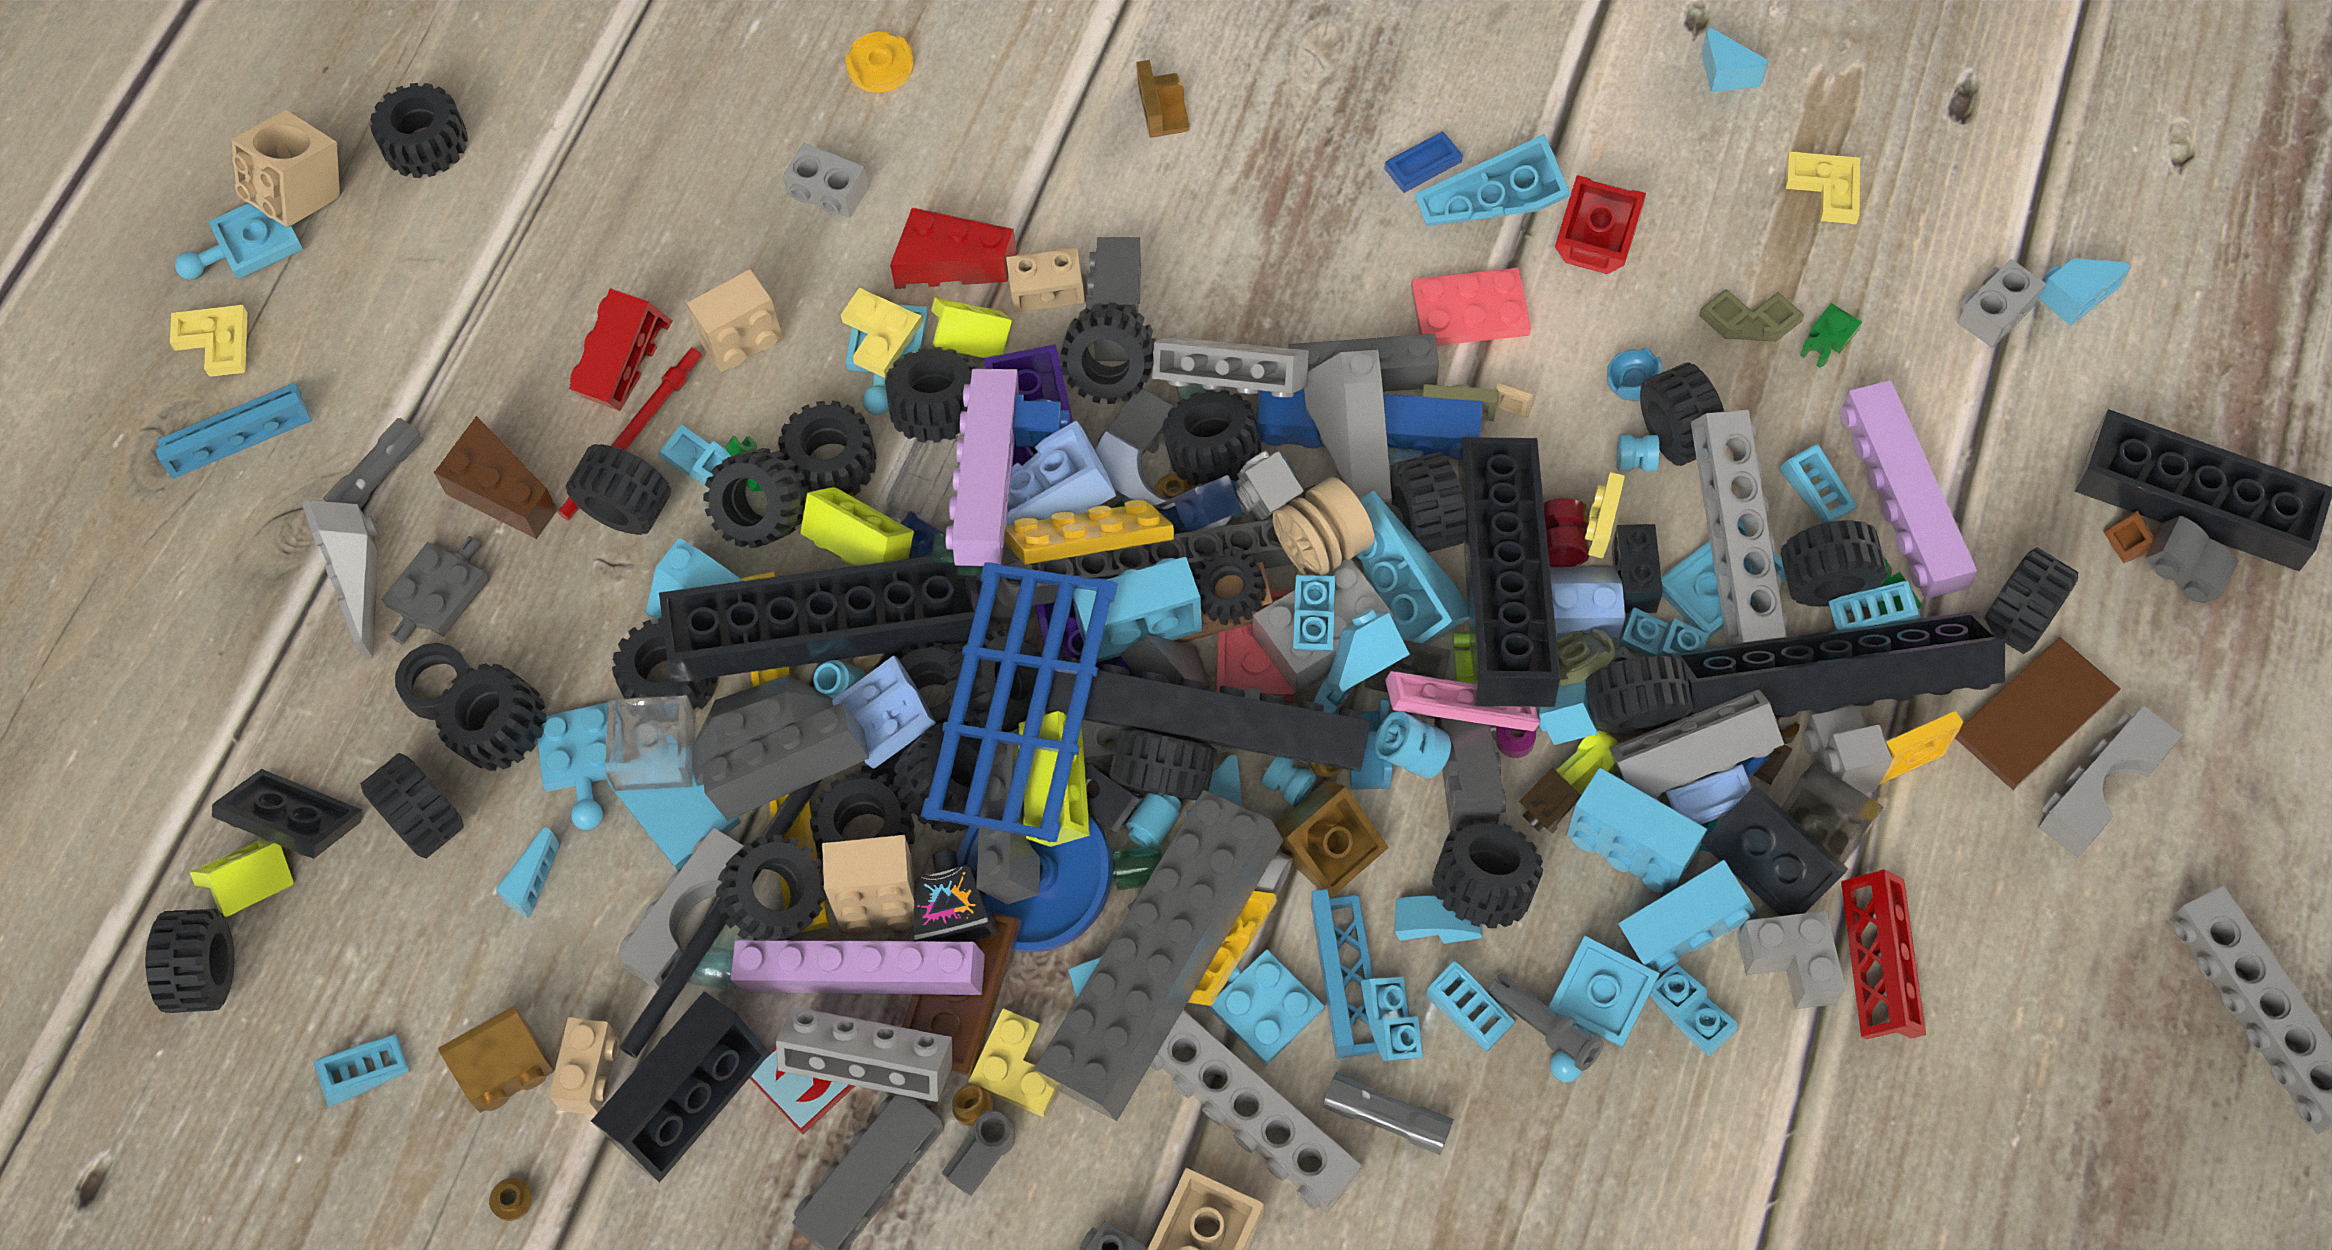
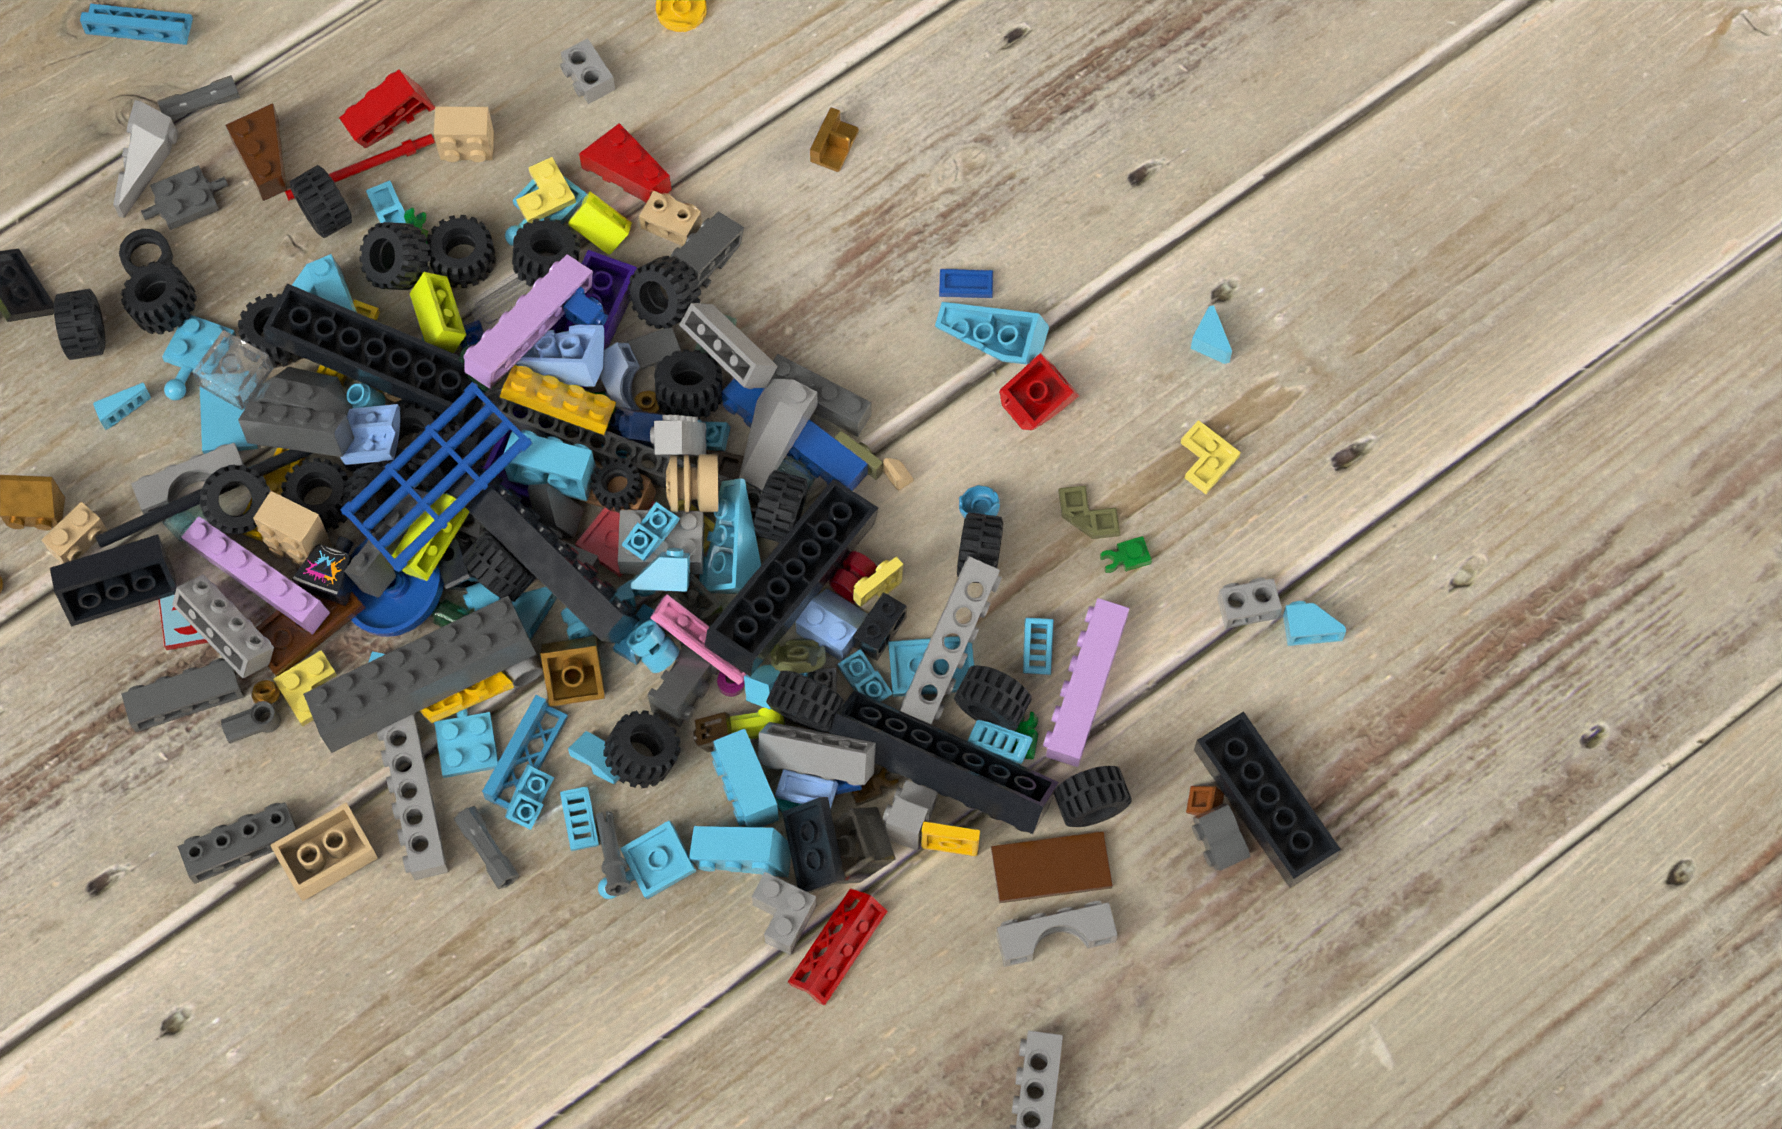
camera: 30 degrees right, 5 degrees up
(1471, 306) = (918, 398): coral plate -> none
(1637, 453) = (941, 555): medium azure wheel -> none
(1691, 1011) = (703, 904): medium azure slope -> none

